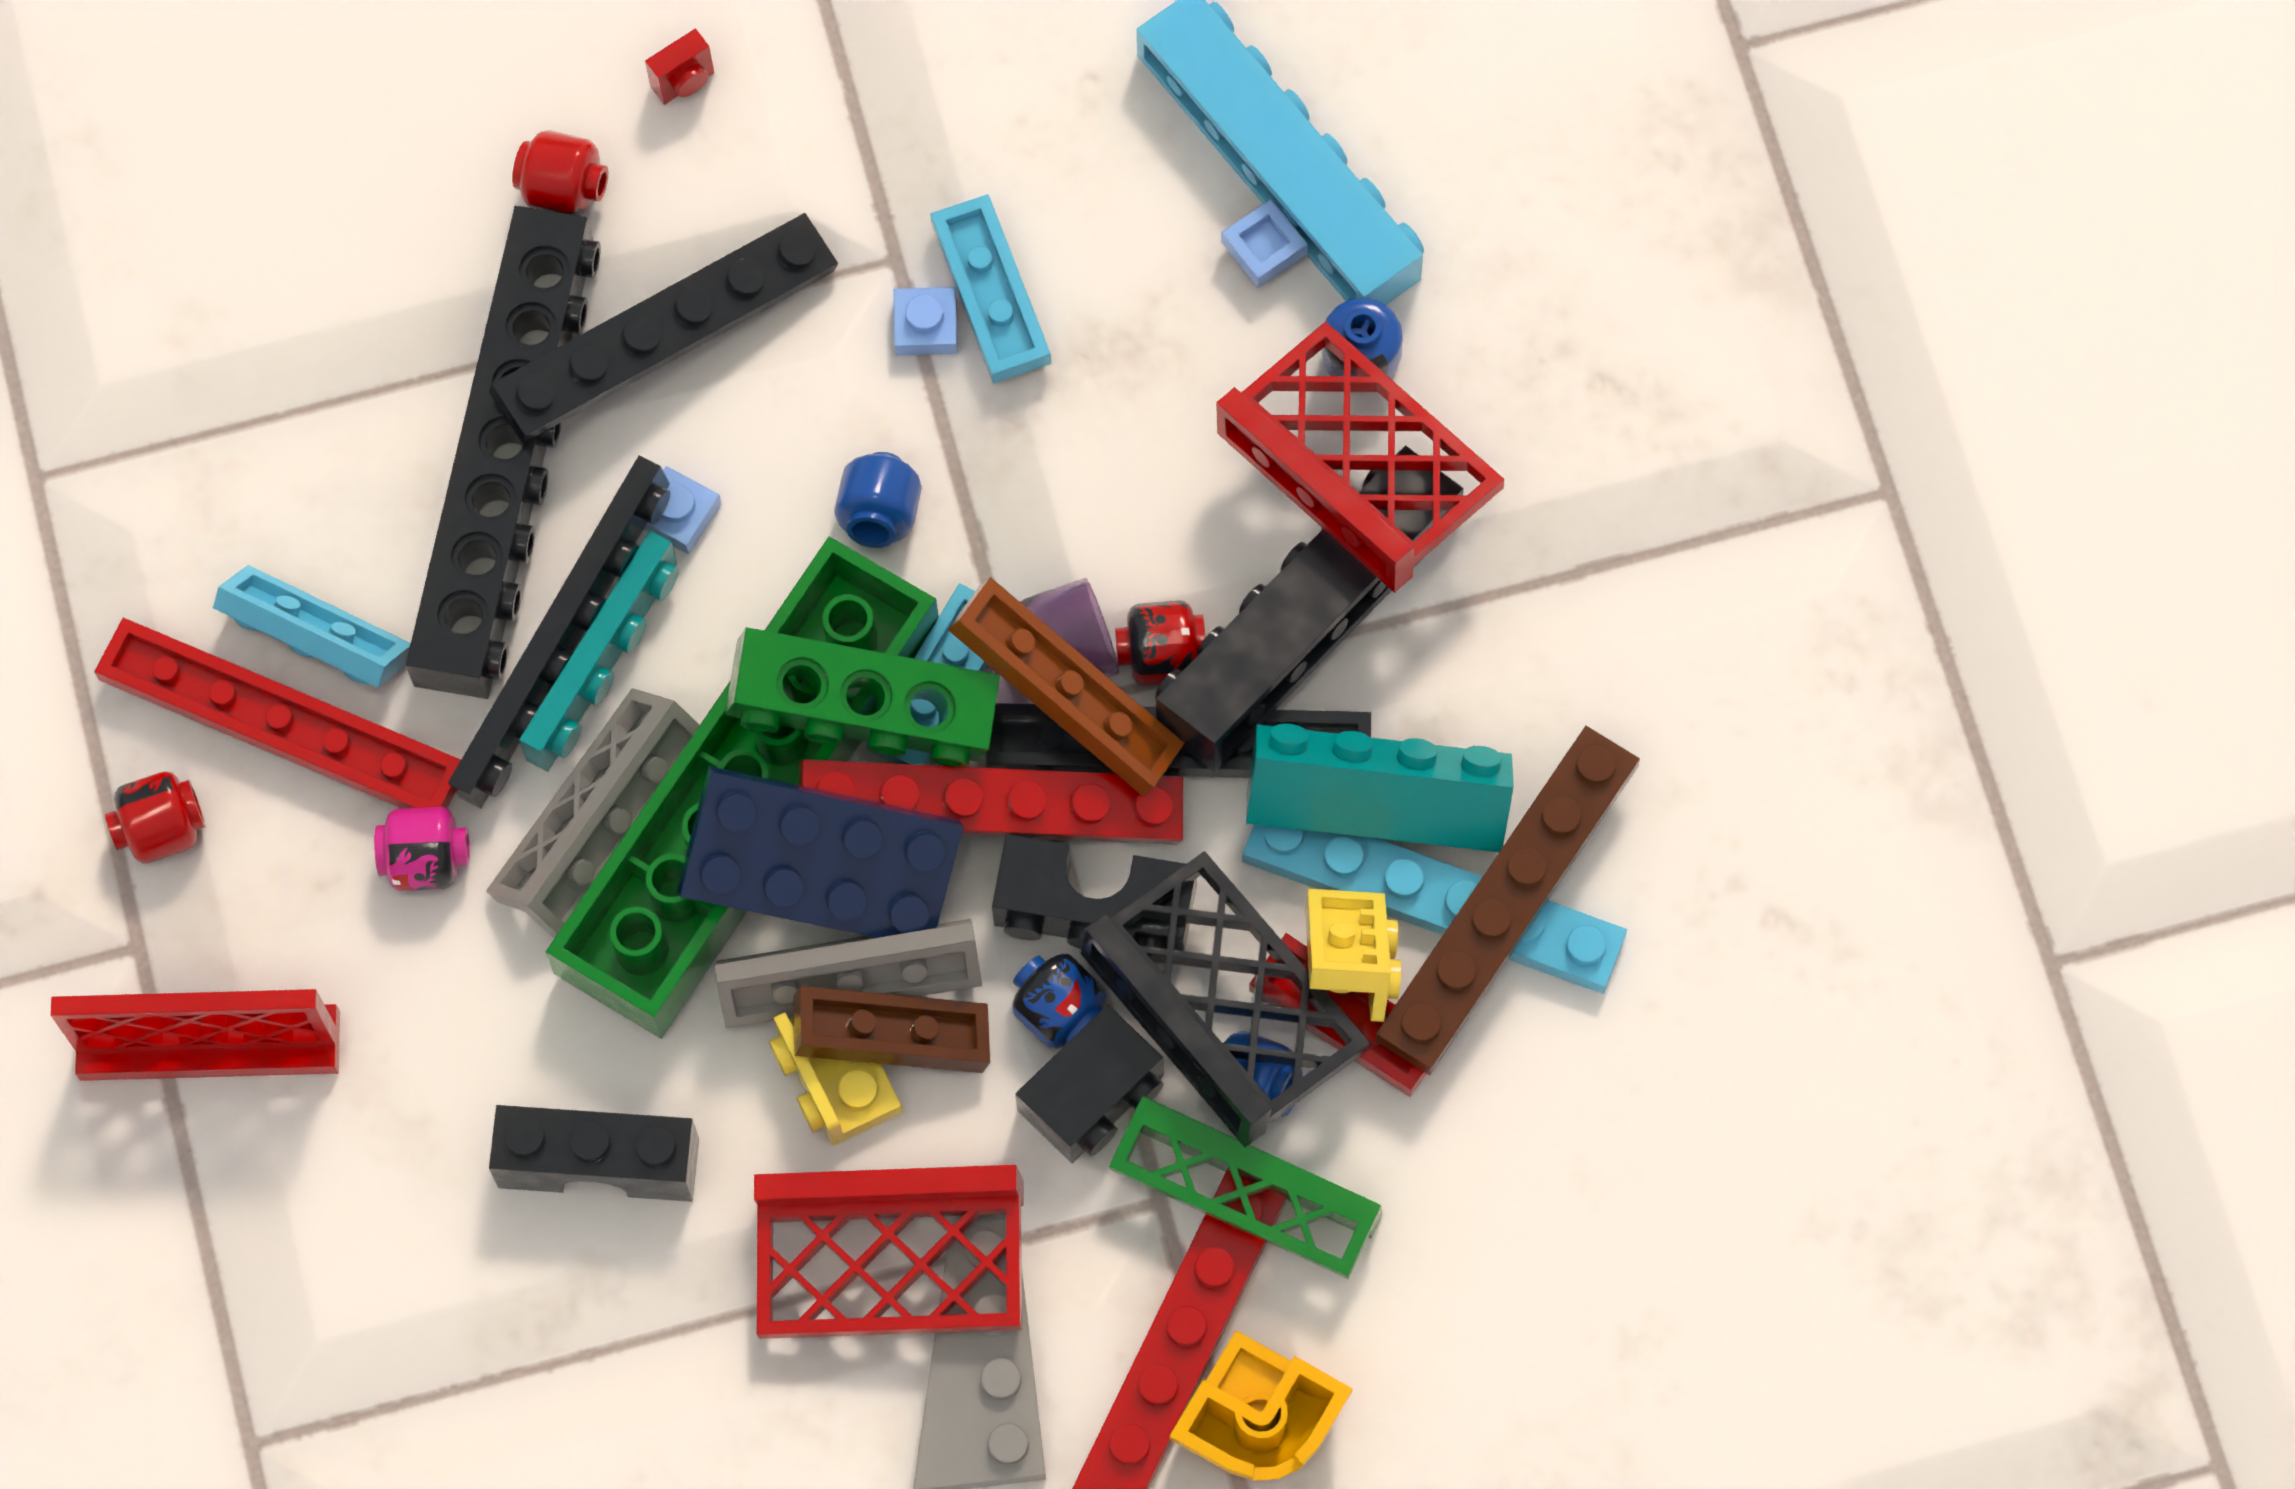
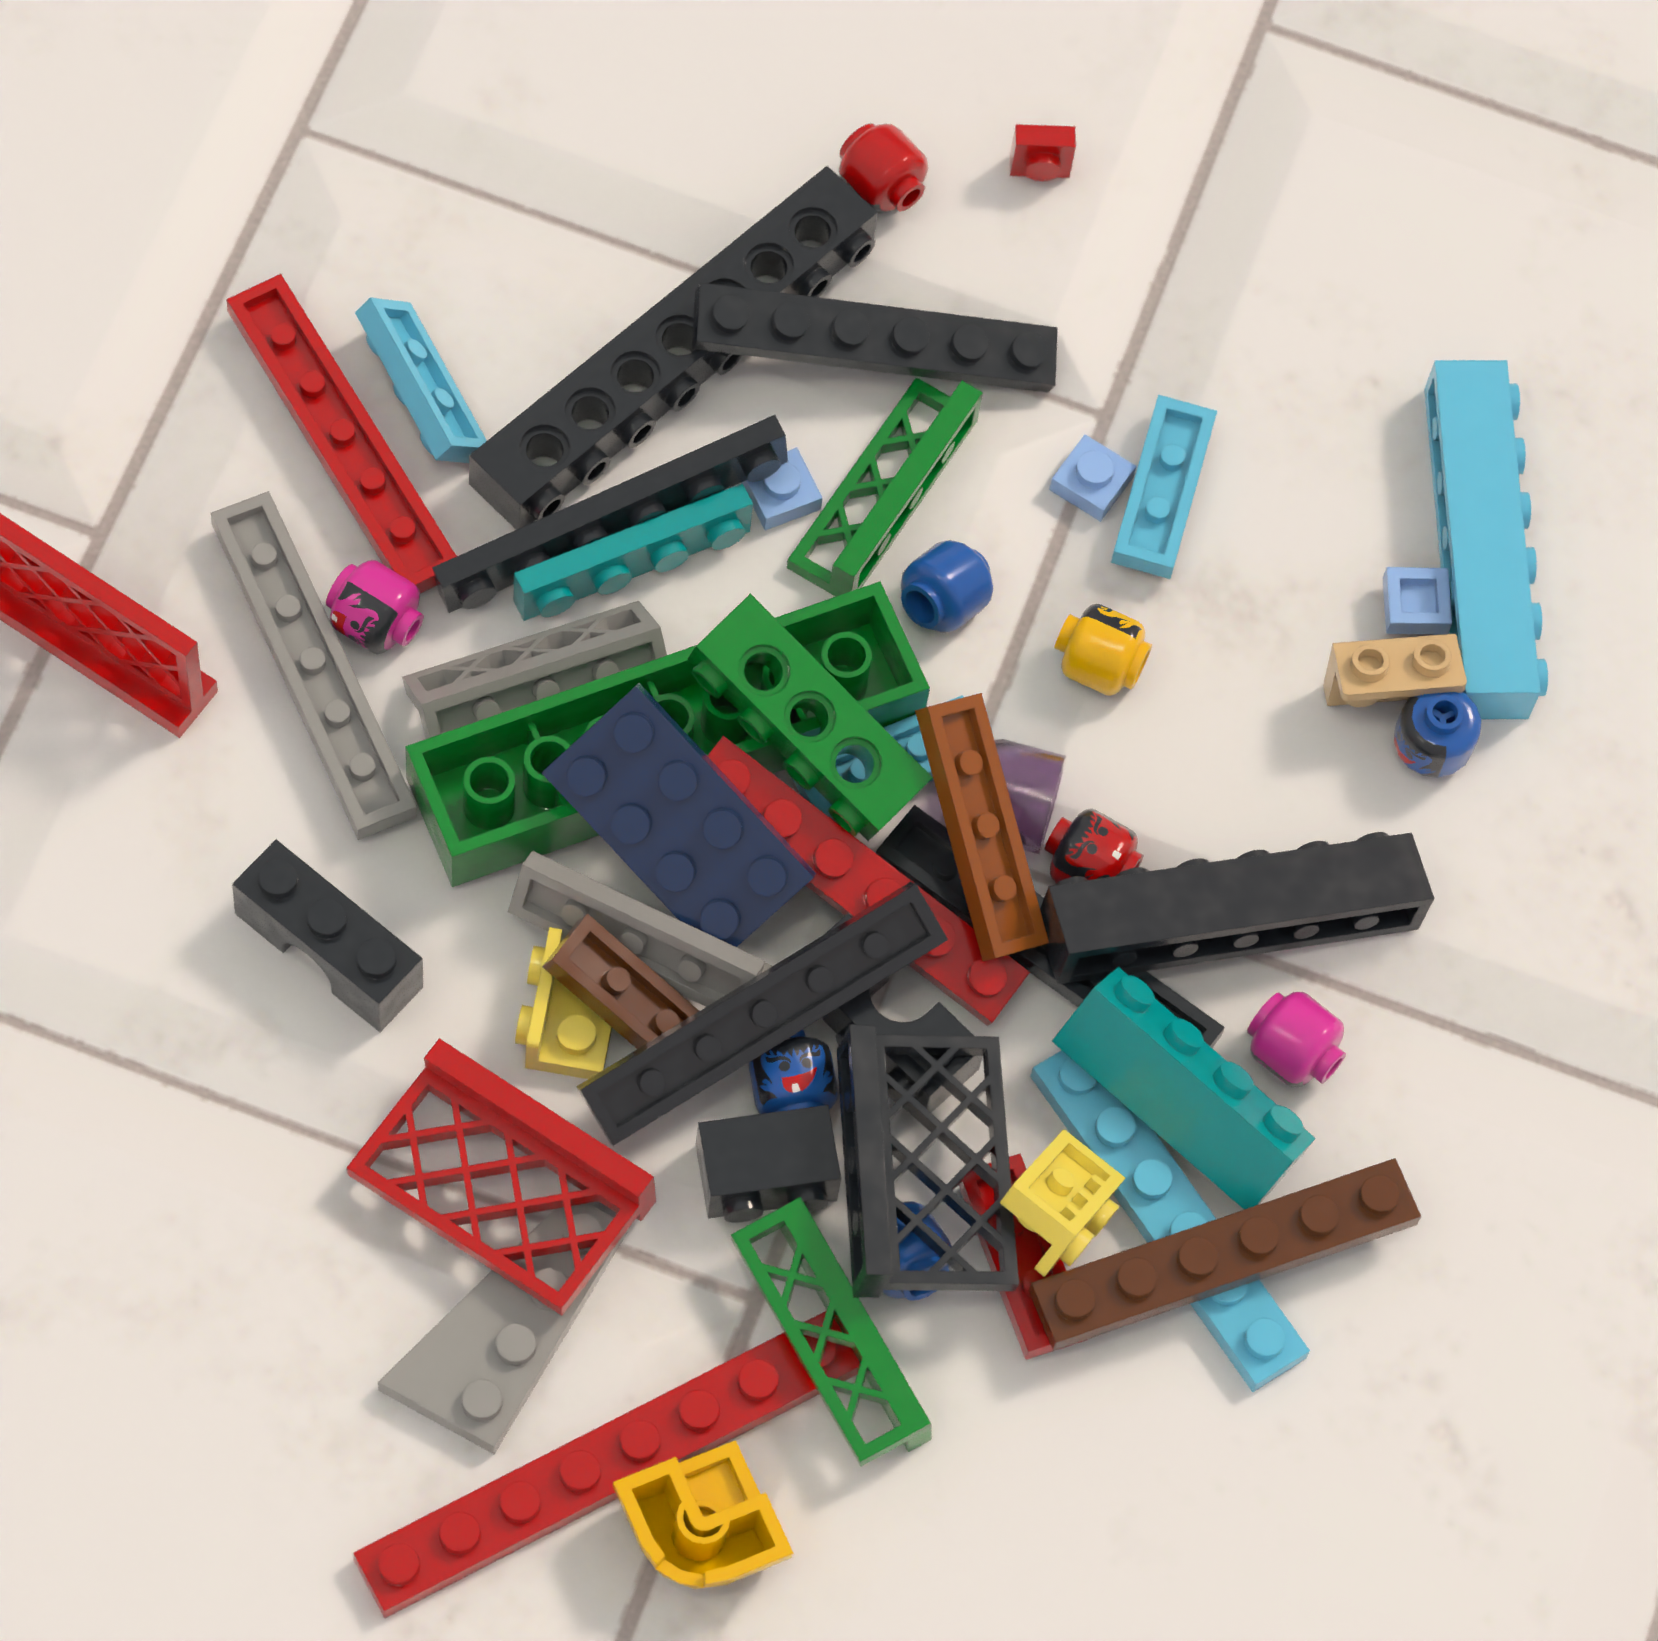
camera: 25 degrees right, 5 degrees down
(155, 817) = (188, 441): red head -> none
(405, 933) = (314, 665): none -> light grey plate
(784, 442) = (895, 496): none -> green fence
(1002, 967) = (762, 1013): none -> black plate
(1044, 463) = (1103, 649): none -> yellow head
(1291, 314) = (1393, 669): none -> tan bracket
(1326, 496) = (1311, 821): red fence -> none
(1435, 681) = (1297, 1039): none -> dark pink head

